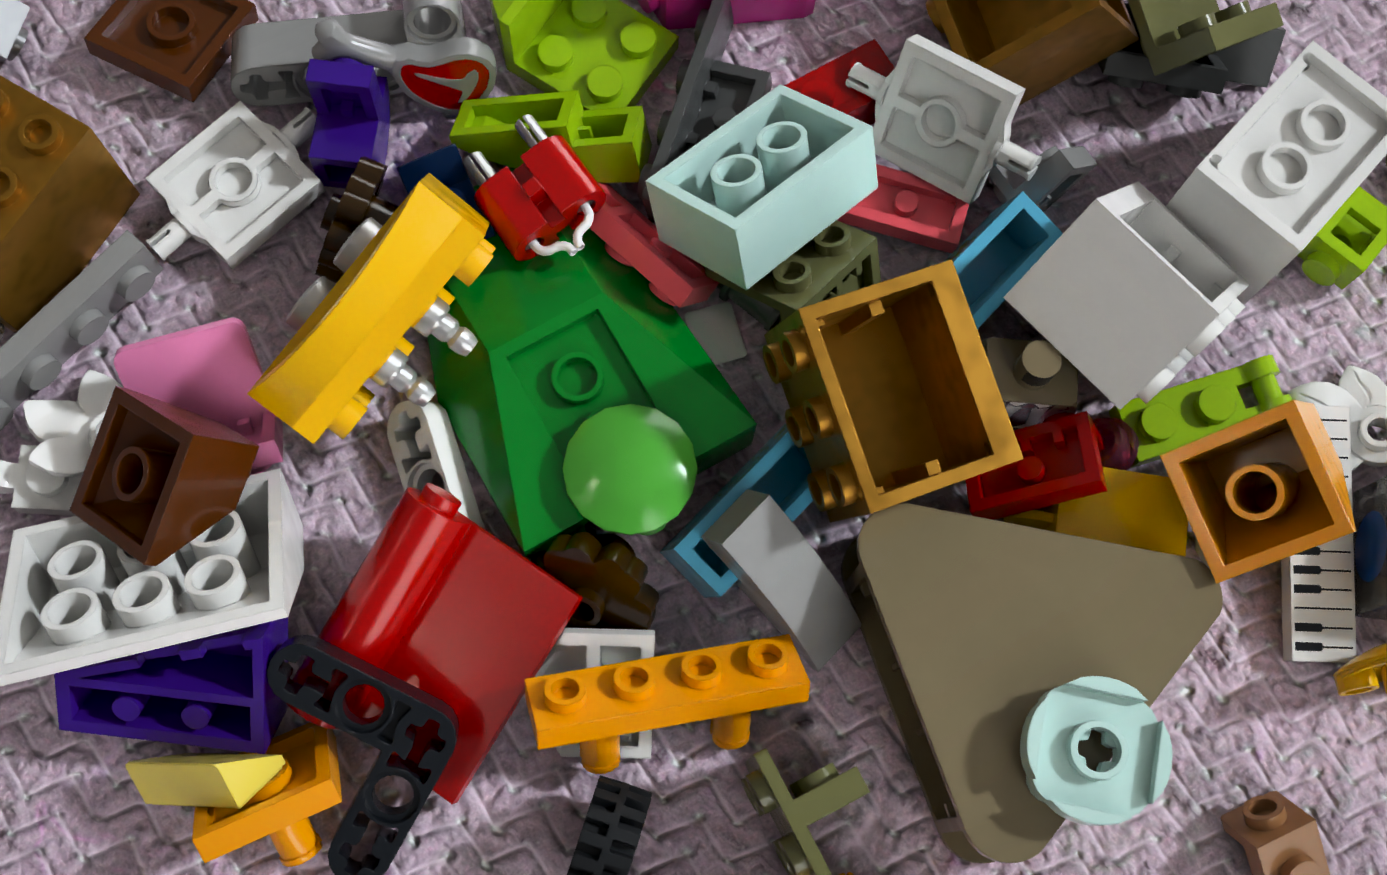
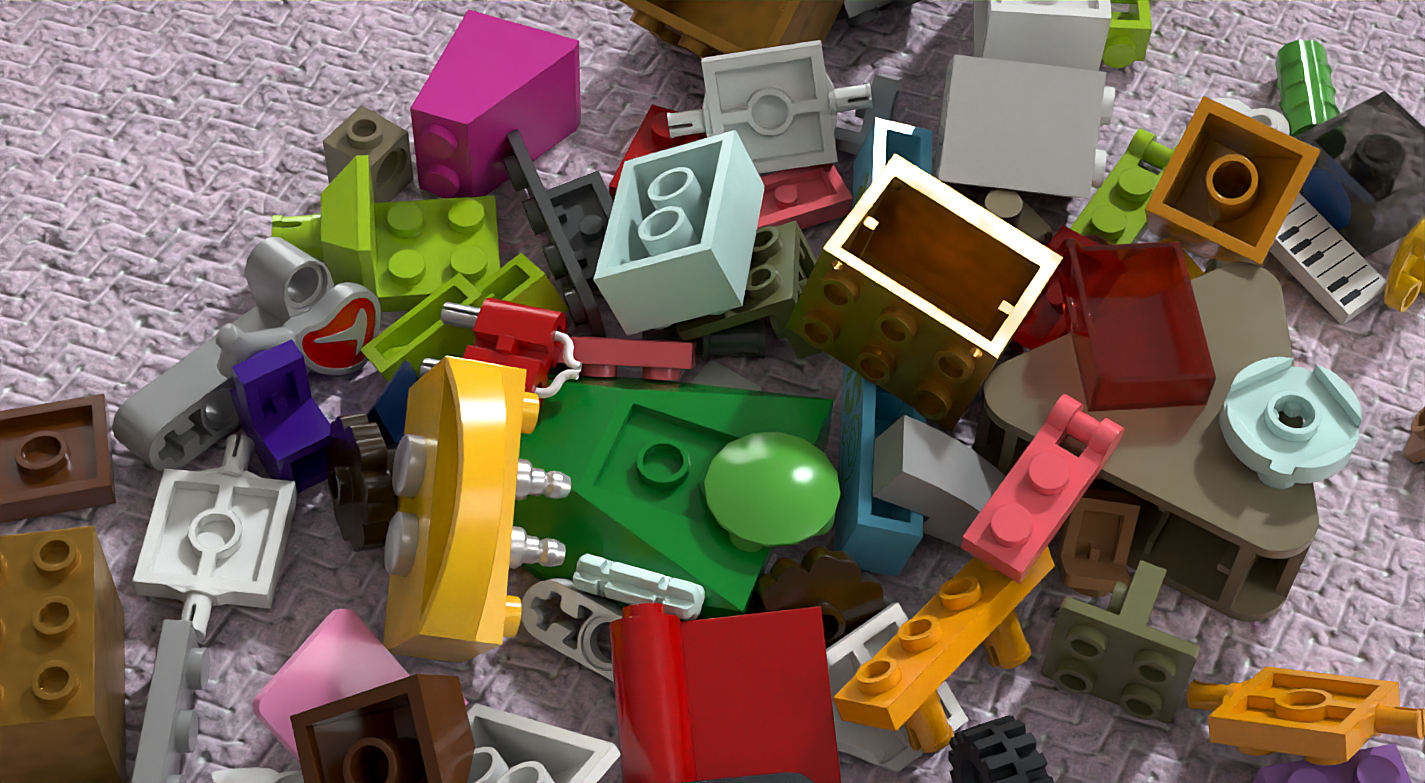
camera: 35 degrees left, 20 degrees down
(471, 469) = (638, 586): none -> light aqua axle
(831, 642) = (1041, 490): none -> coral plate
(867, 704) = (1097, 542): none -> medium nougat bracket
(1043, 559) = (1135, 326): none -> clear red container

